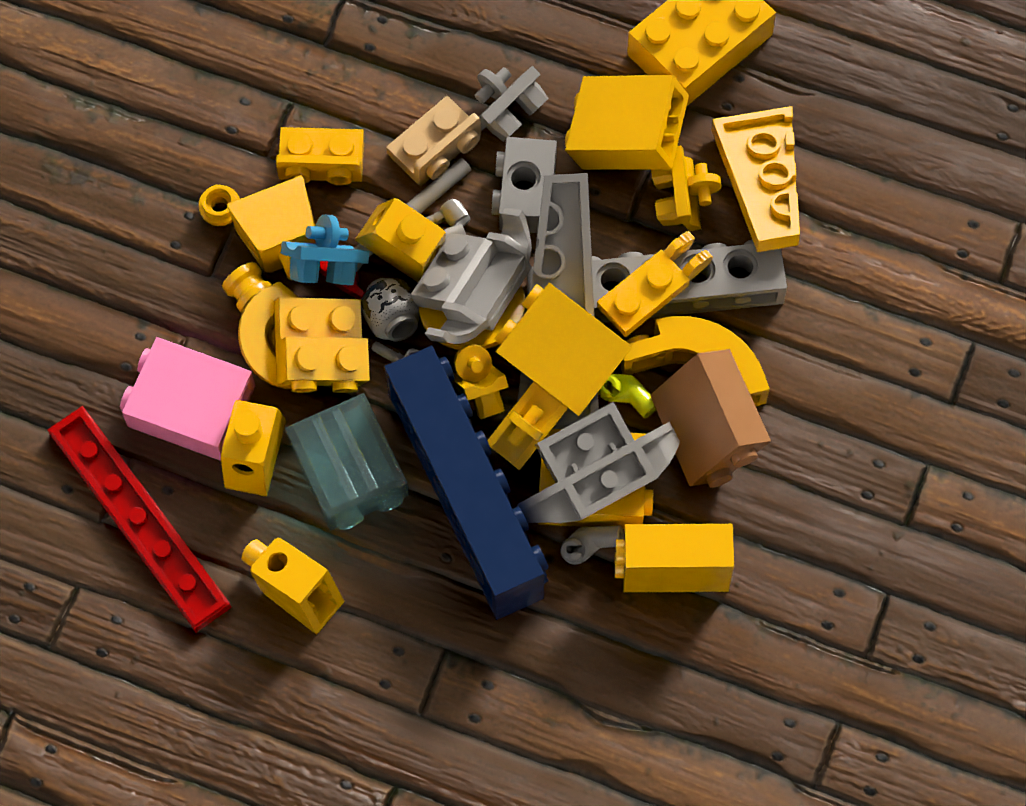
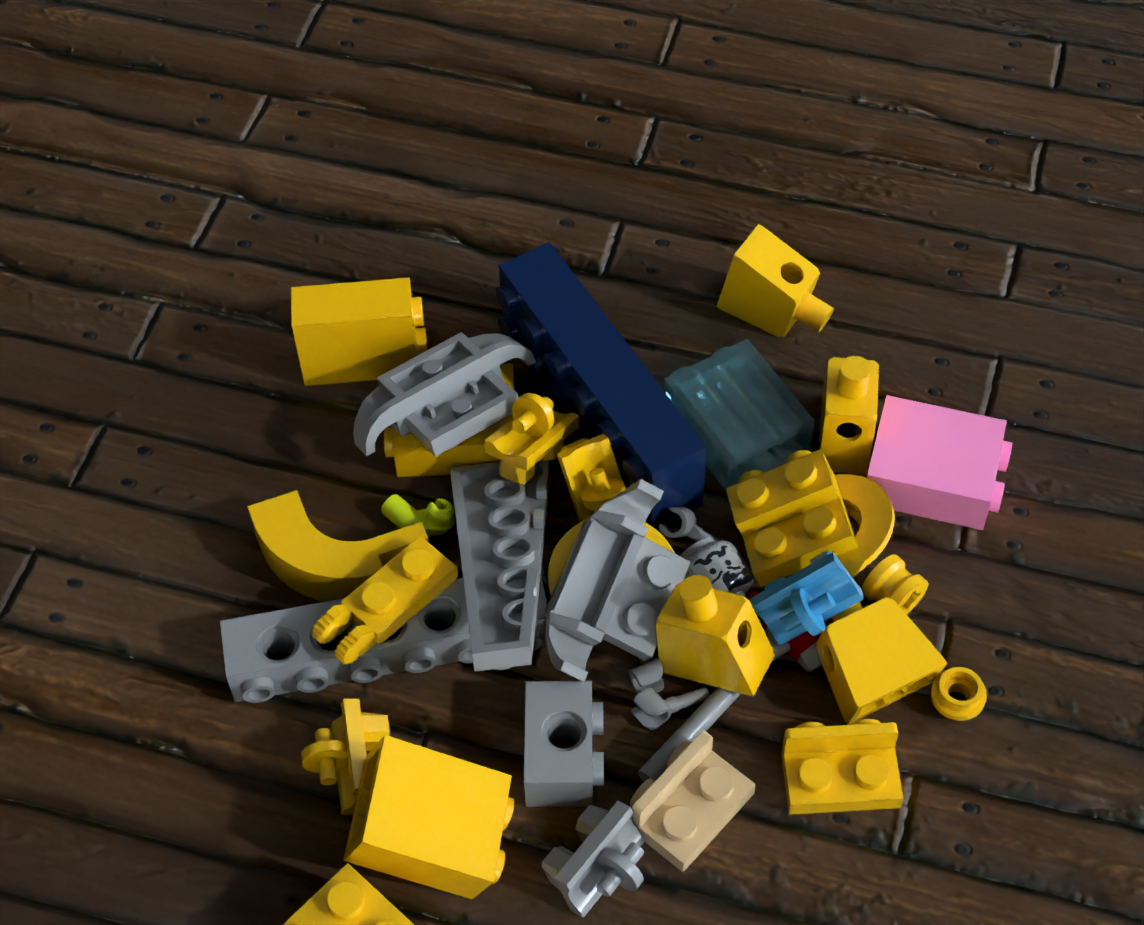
camera: 175 degrees right, 15 degrees down
(139, 519) = (962, 359): red tile -> none
(561, 347) = (494, 497): yellow brick -> none
(711, 418) = (317, 465): medium nougat brick -> none
(763, 173) = (248, 788): yellow wing -> none

